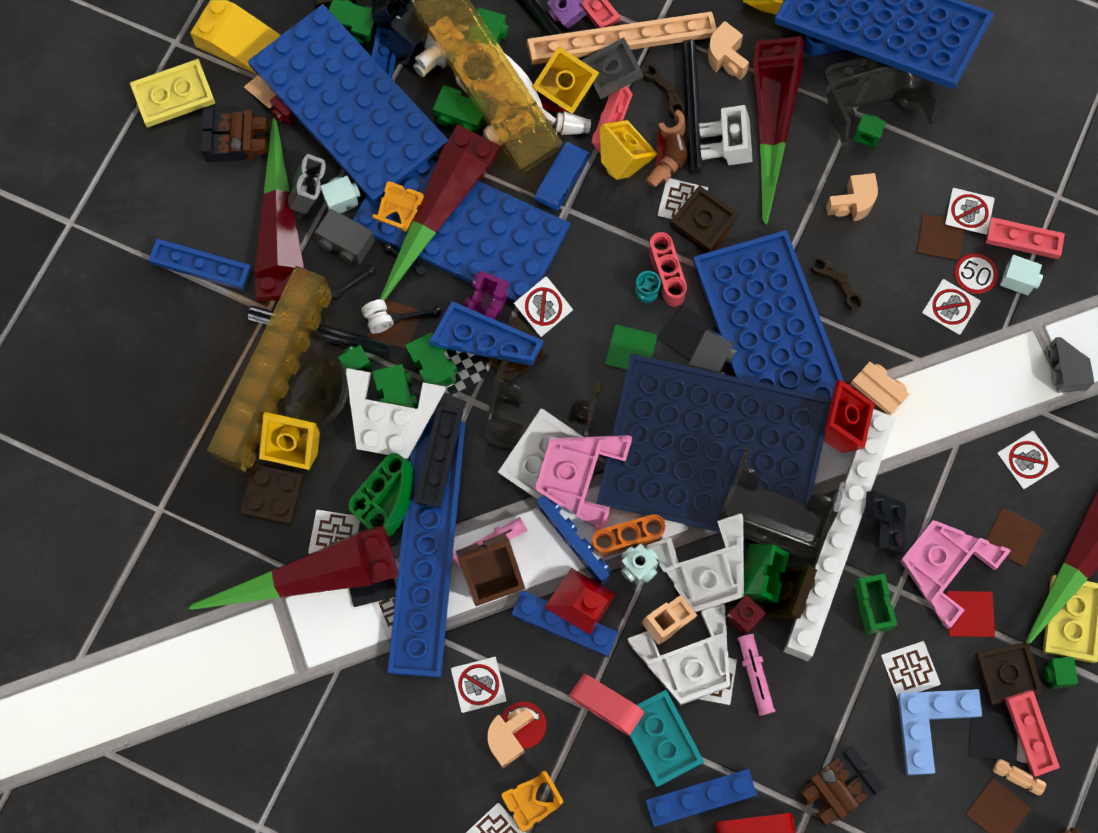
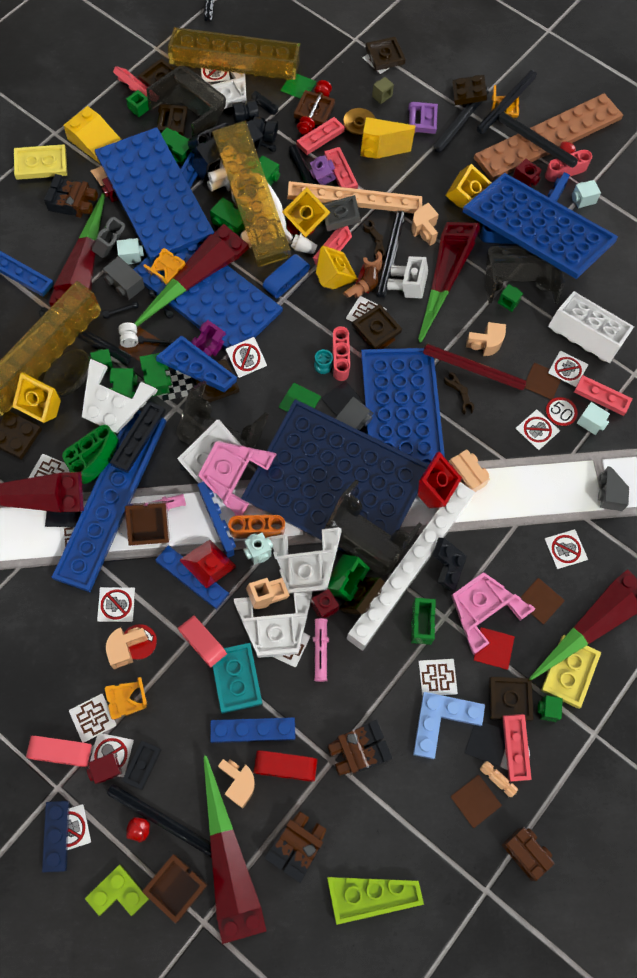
camera: 10 degrees right, 5 degrees down
(848, 242) = (475, 367): none -> dark red axle
(986, 144) = (590, 327): none -> white slope

